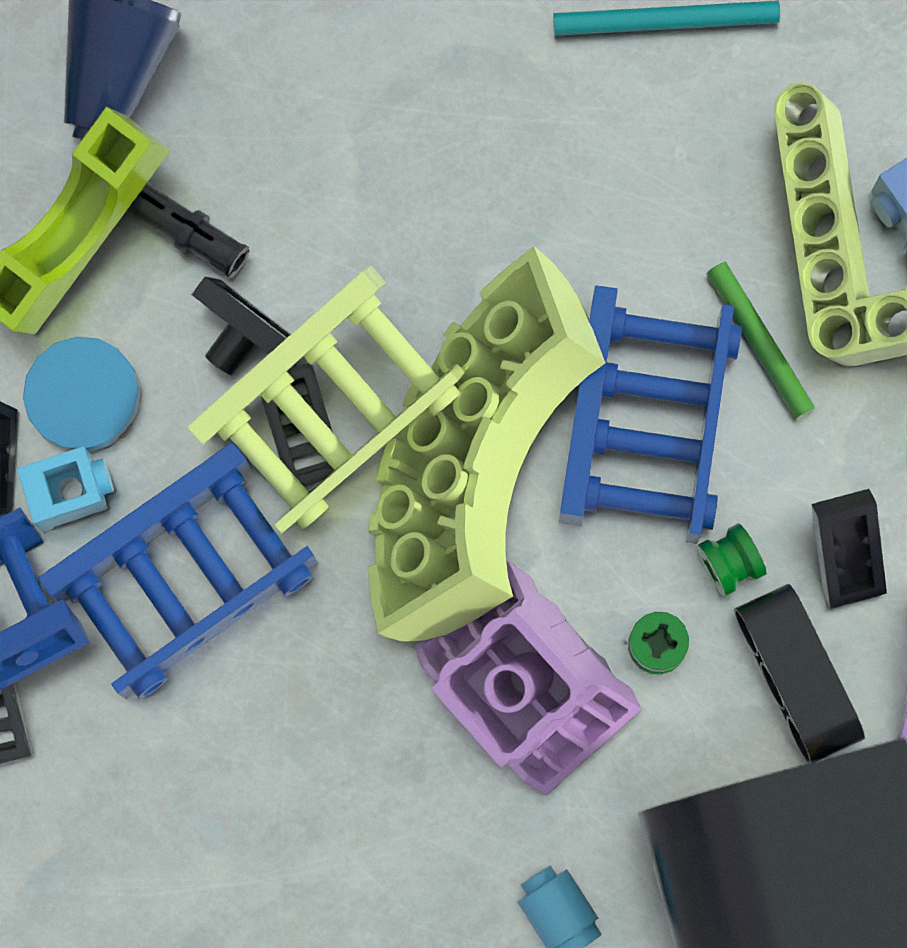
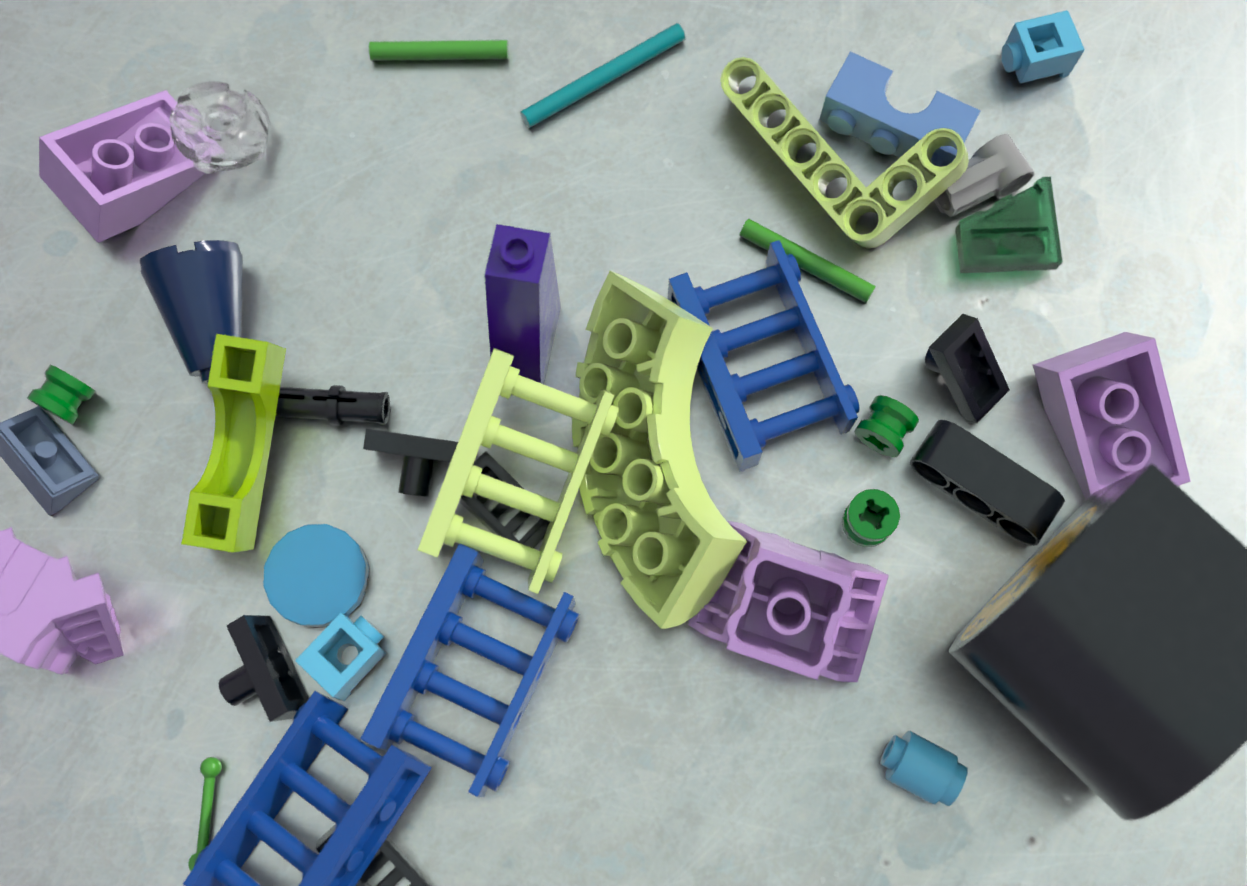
camera: 35 degrees left, 5 degrees down
(422, 239) = (522, 298): none -> dark purple slope

